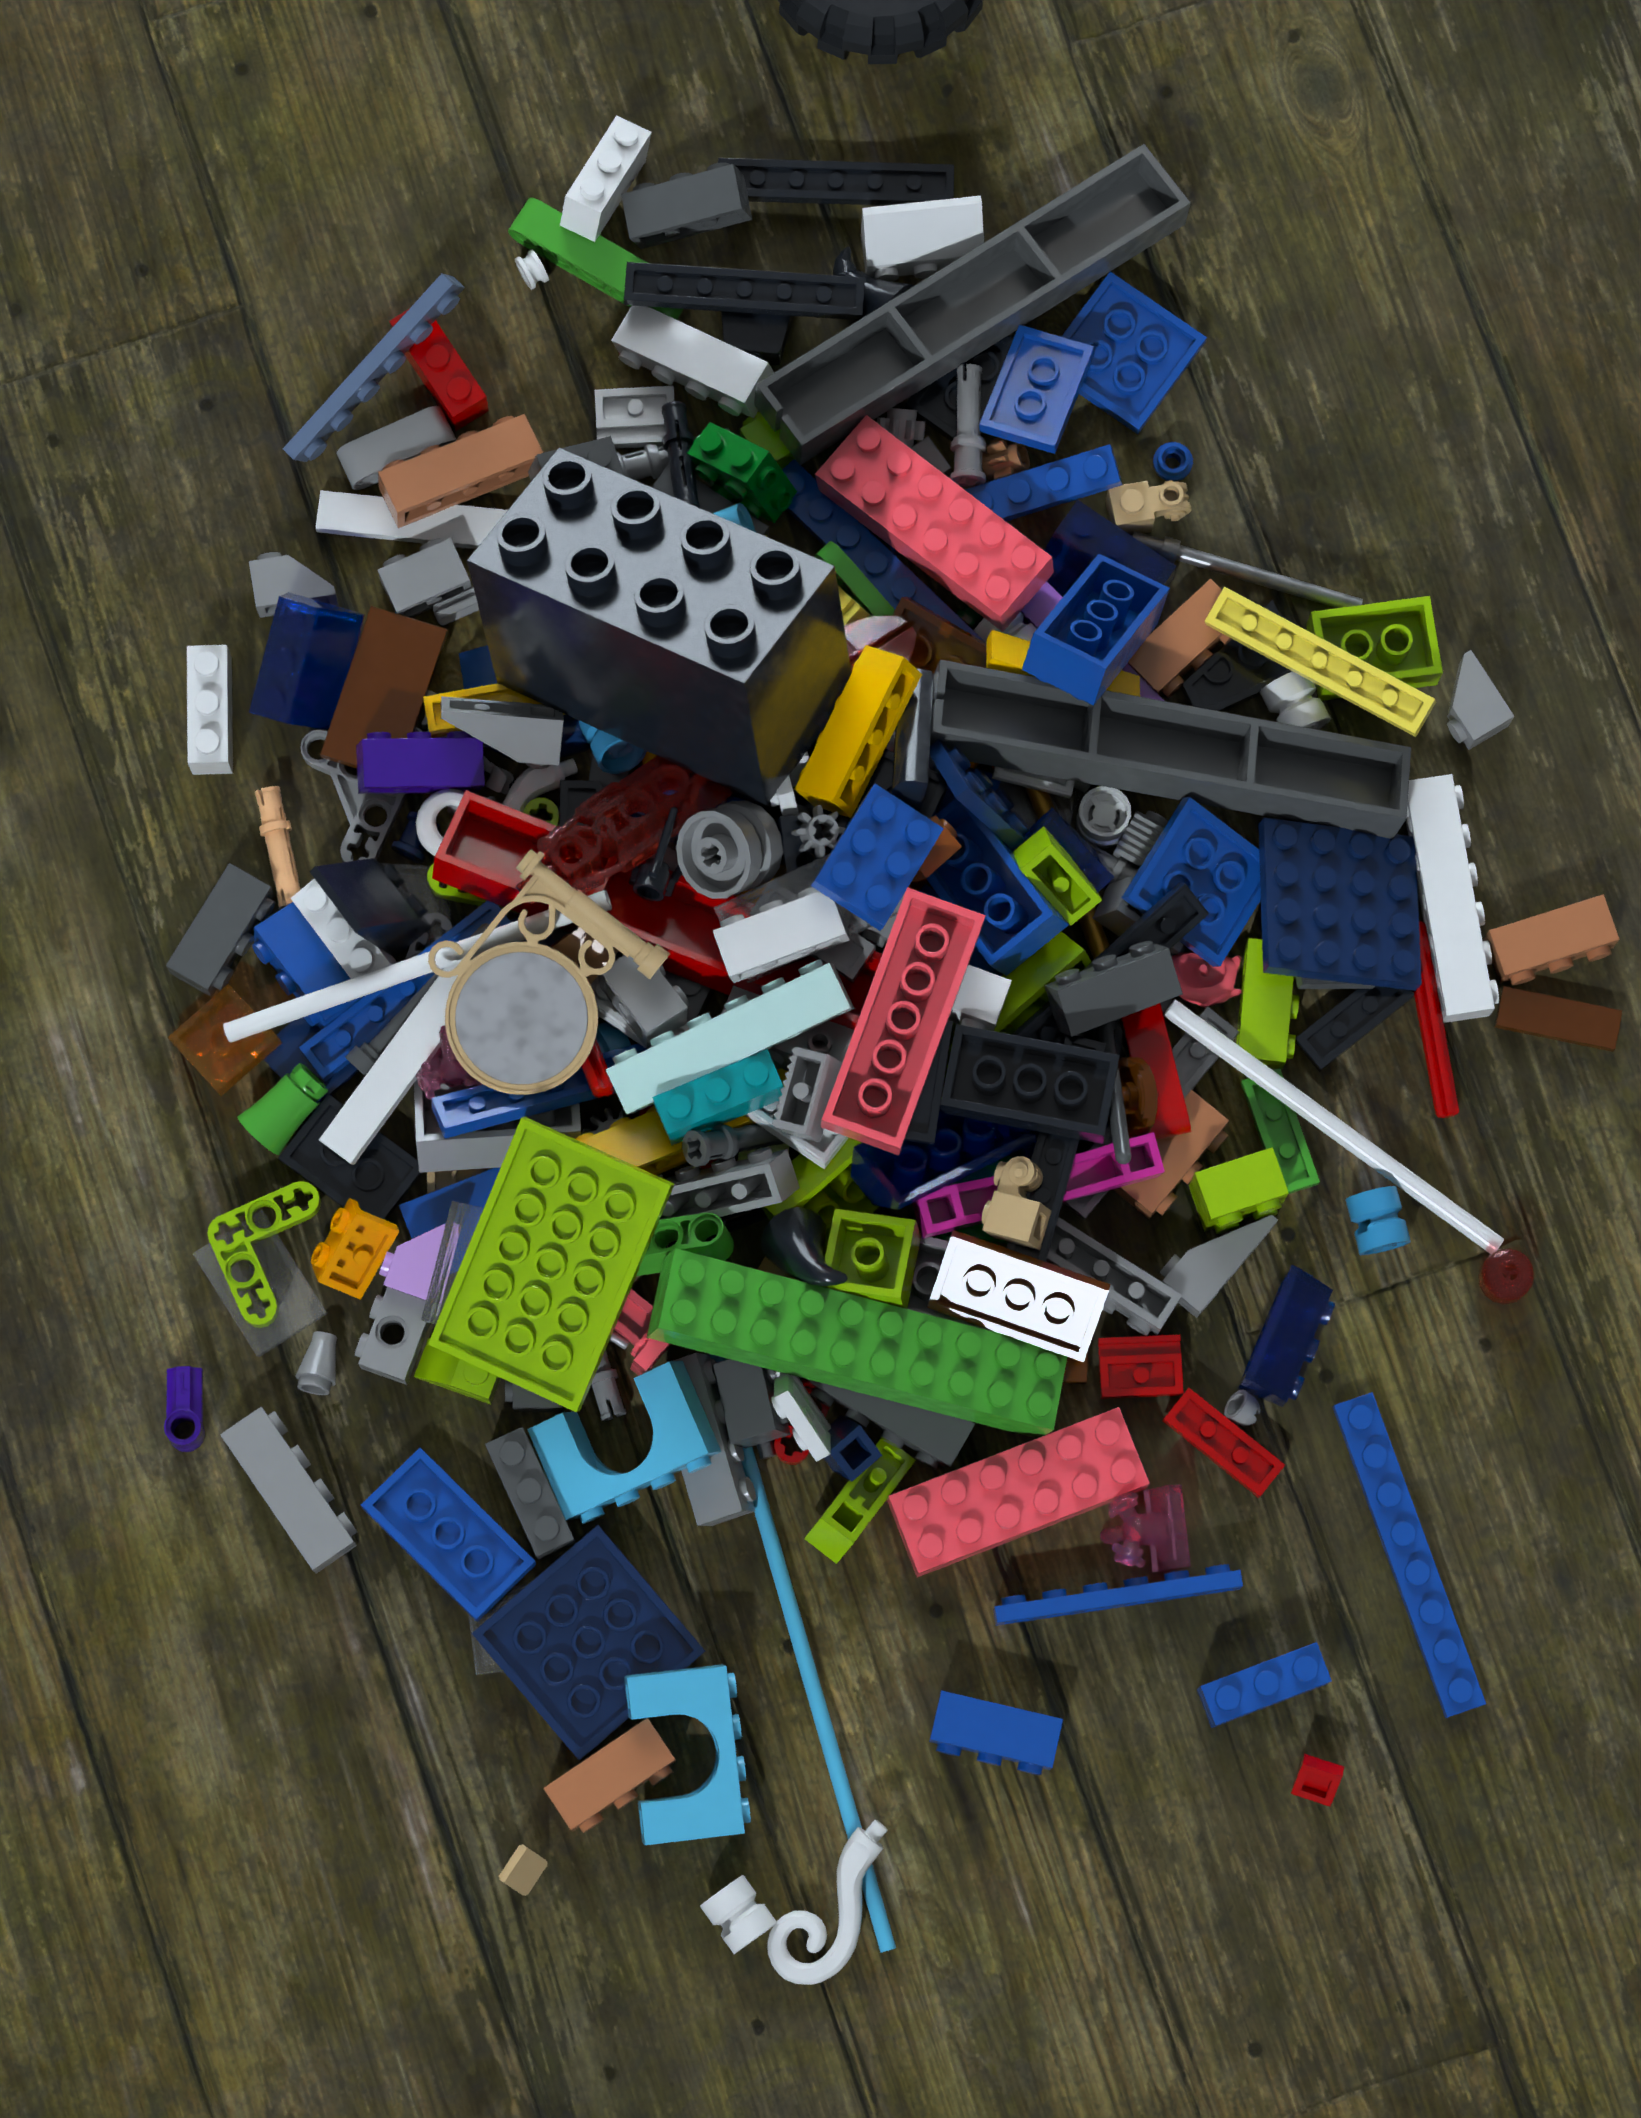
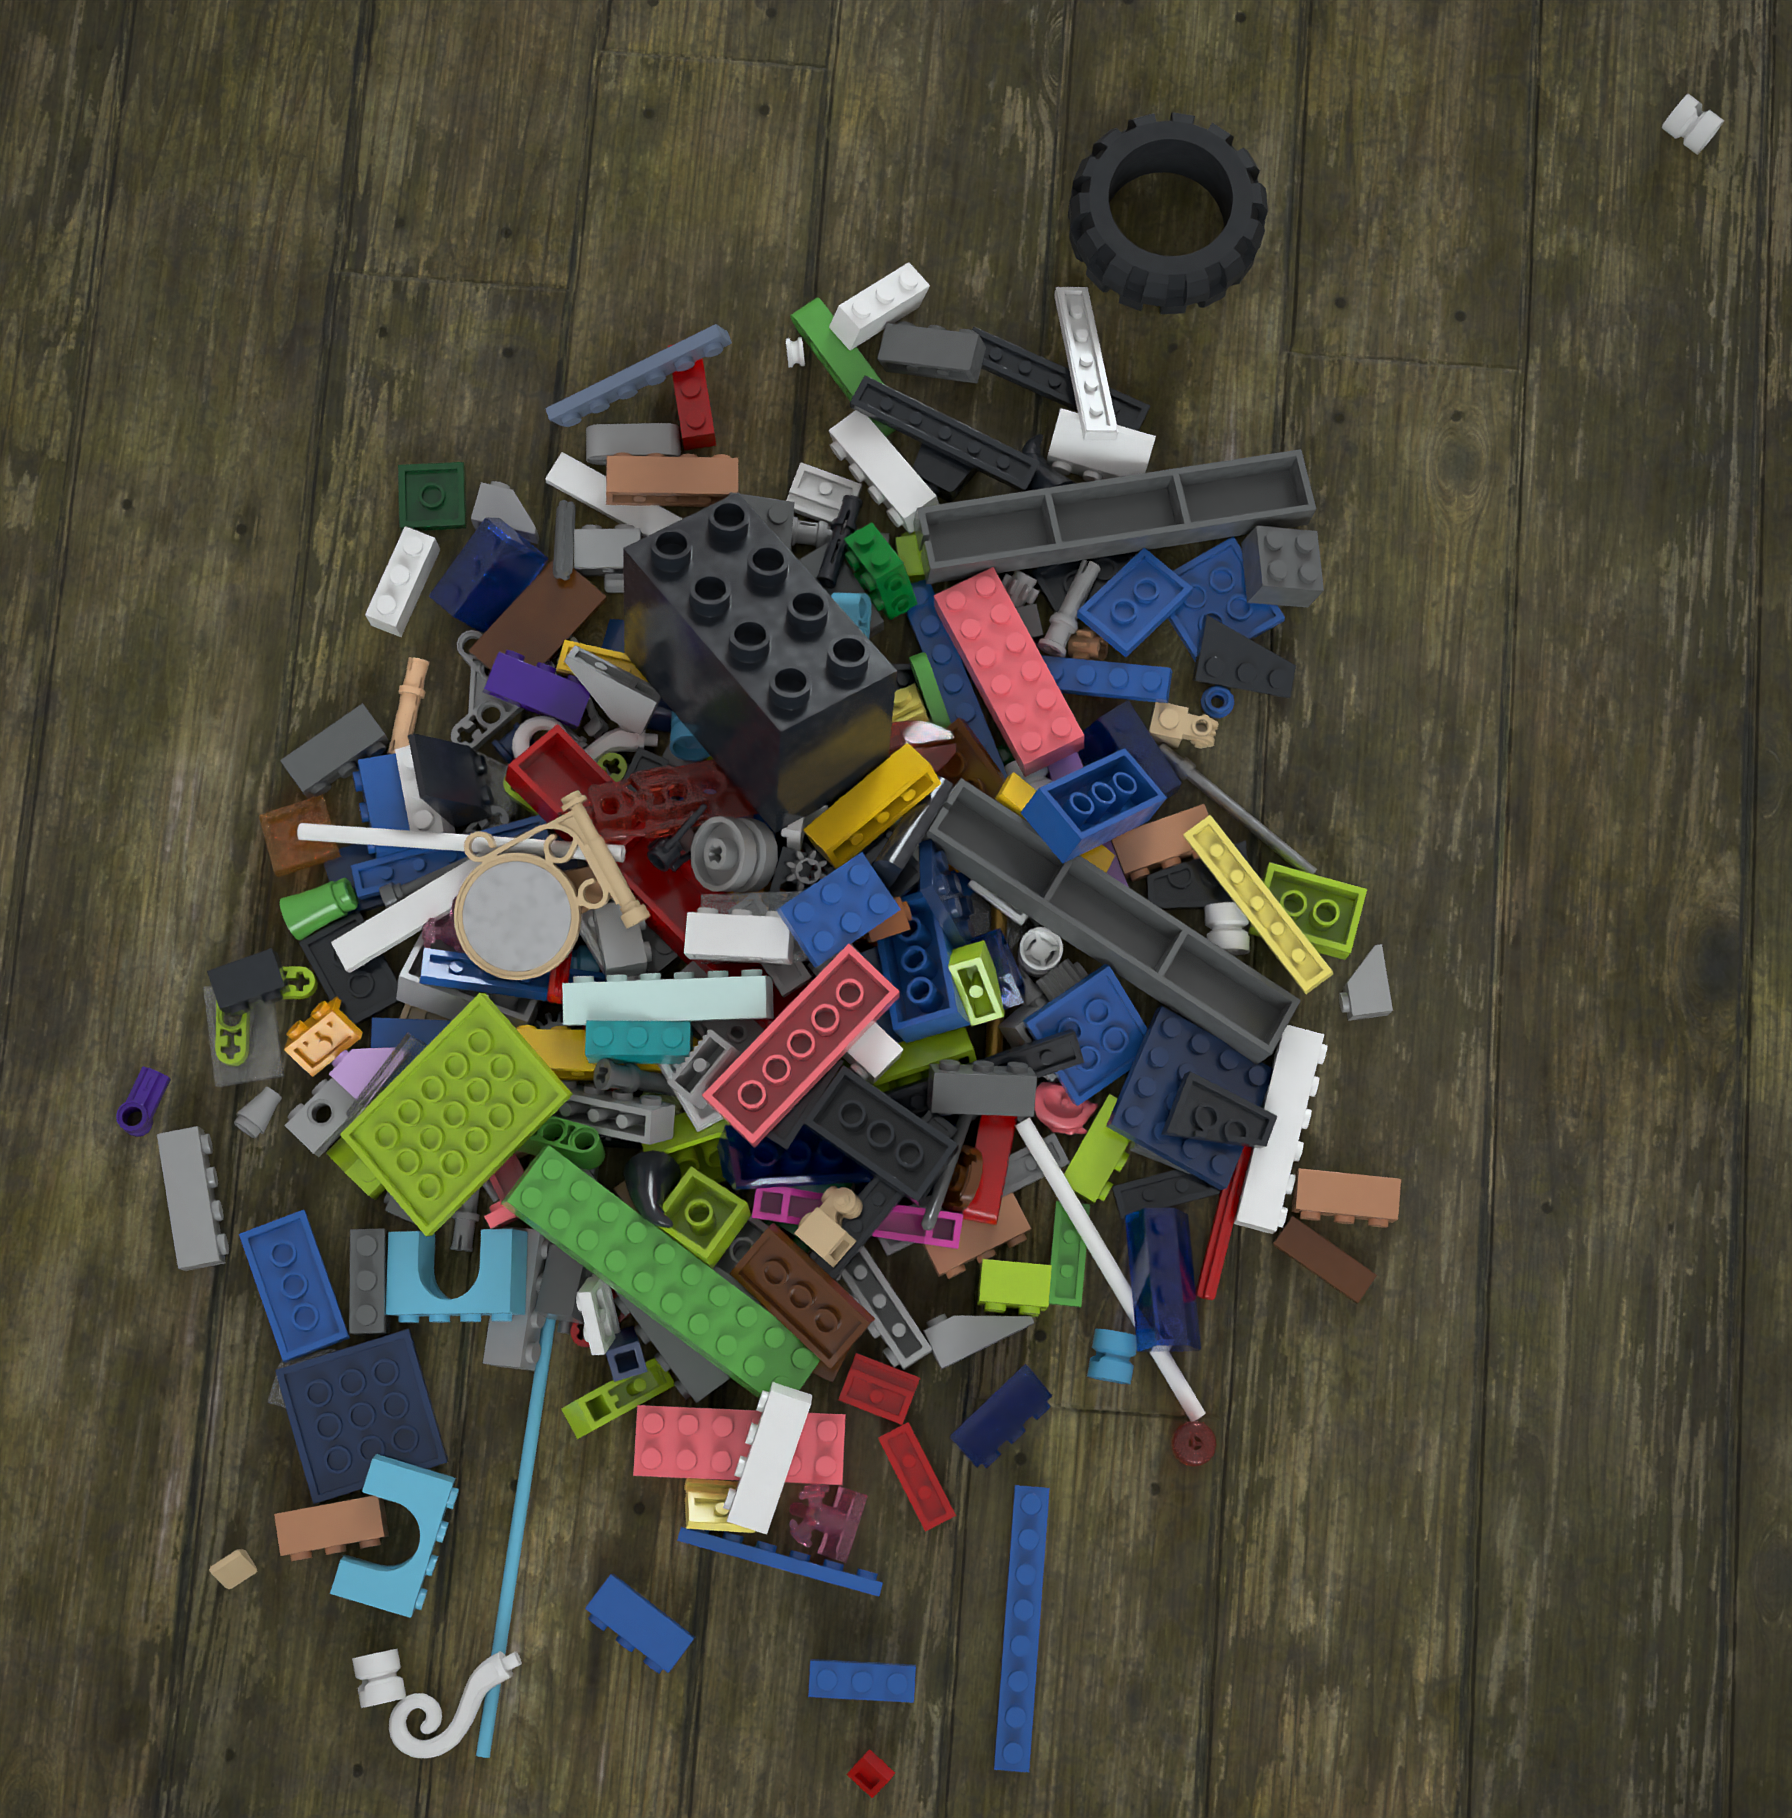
camera: 25 degrees right, 0 degrees up
(197, 601) = (432, 496): none -> dark green plate
(248, 1222) = (249, 981): none -> black brick
(371, 586) = (564, 540): none -> dark grey axle
(865, 147) = (1086, 363): none -> white tile
(1026, 1565) = (705, 1505): none -> light yellow plate
(1060, 1486) = (769, 1457): none -> white brick
(1179, 407) = (1240, 663): none -> black wing
(1180, 282) = (1282, 566): none -> dark grey brick
(1242, 1408) = (943, 1456): light grey hinge -> none
(1378, 909) = (1217, 1115): none -> black wing
(1395, 1115) = (1162, 1280): none -> clear blue slope

